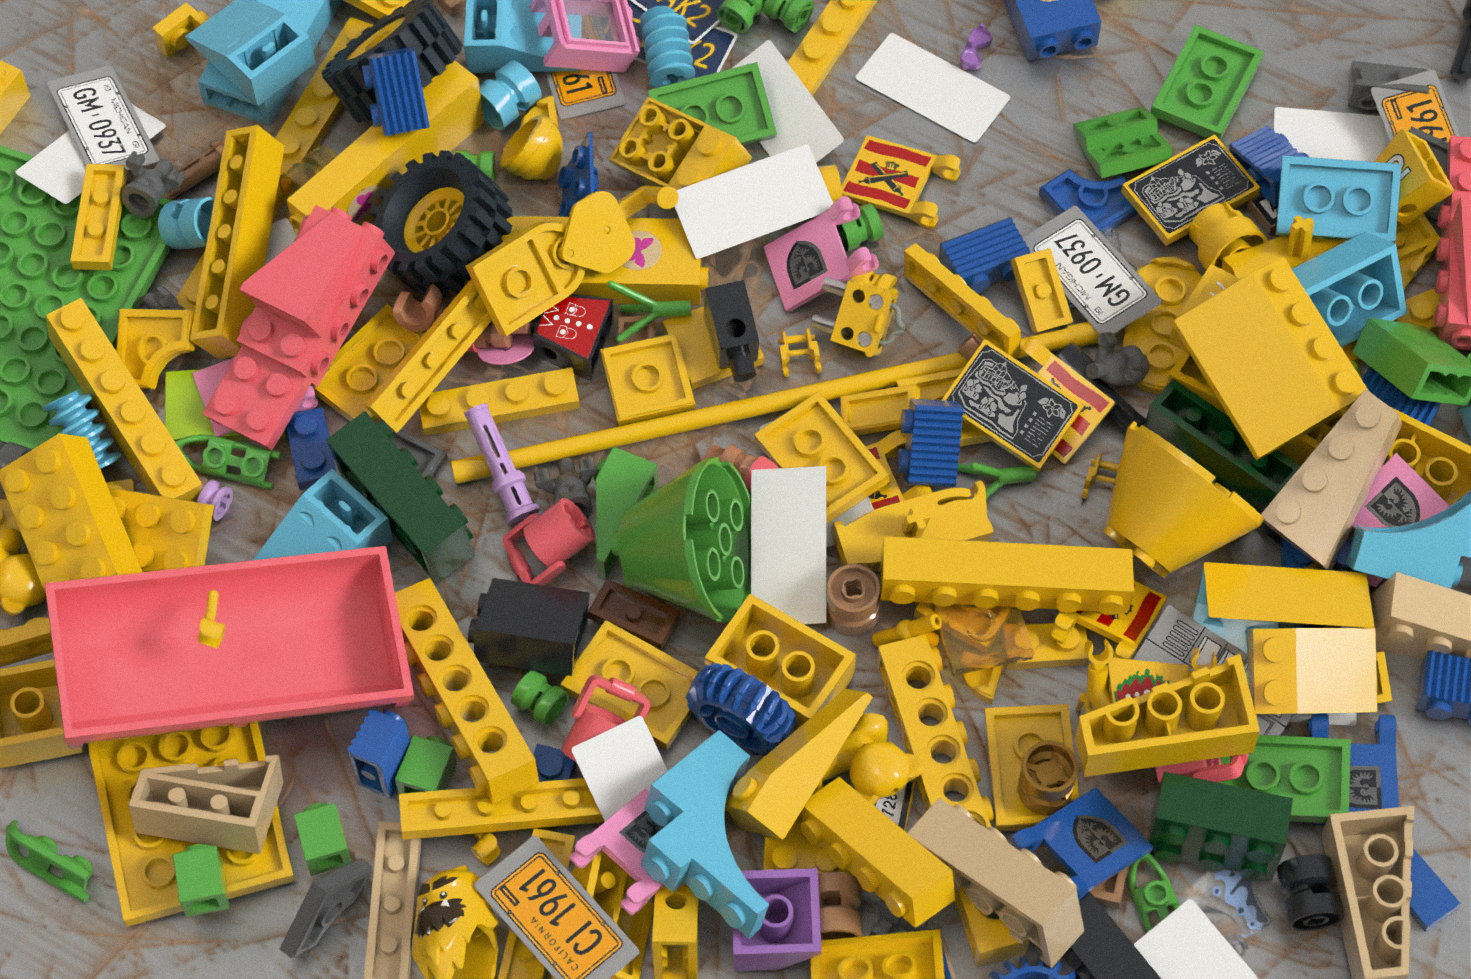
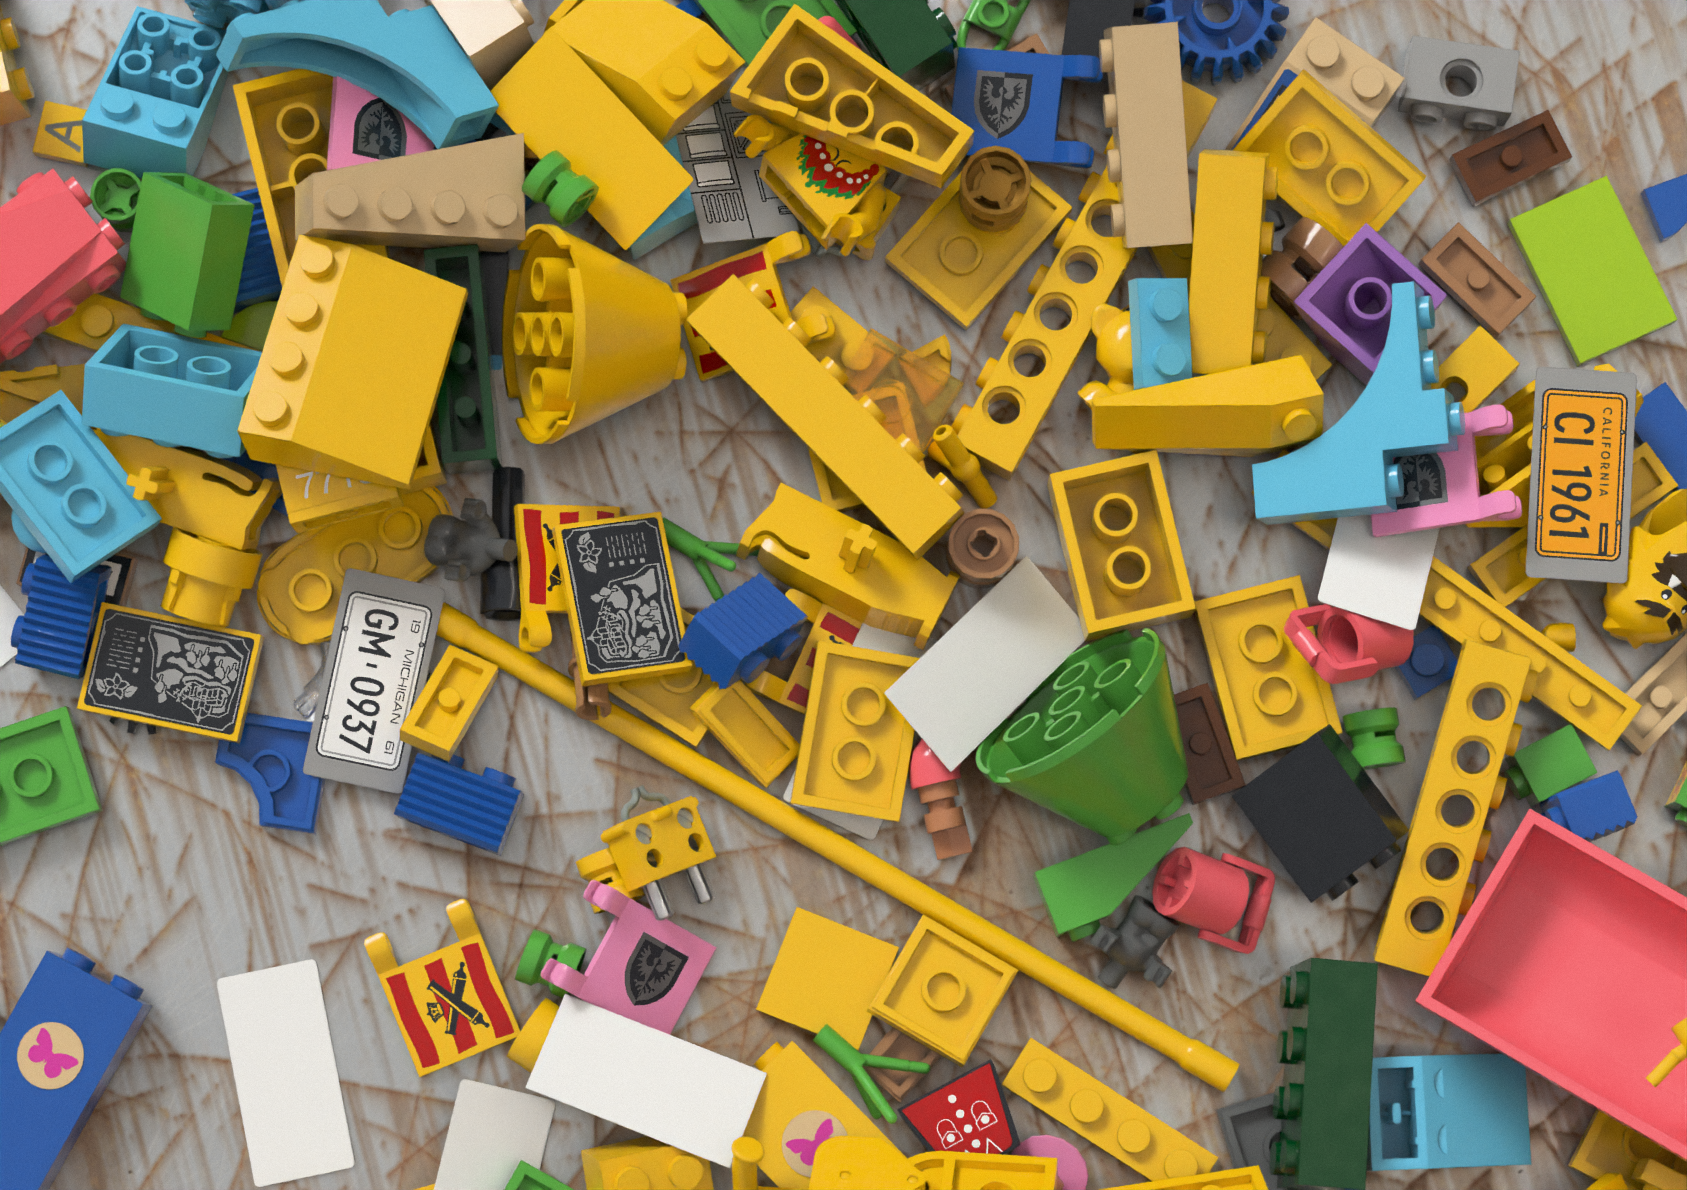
camera: 135 degrees left, 20 degrees up
(504, 484) = (1192, 1001): lavender pin -> none
(732, 329) = (806, 961): black torso -> none
(740, 708) = (1208, 529): blue gear -> none
(812, 350) = (738, 872): yellow piece -> none
(873, 776) = (1159, 331): none -> medium azure plate
(960, 300) = (542, 786): yellow plate -> none
(978, 39) = (176, 1084): medium lavender piece -> none
(1092, 474) = (606, 466): yellow piece -> none
(1122, 141) = (170, 802): bright green slope -> none
(1271, 550) = (560, 188): none -> bright green wheel

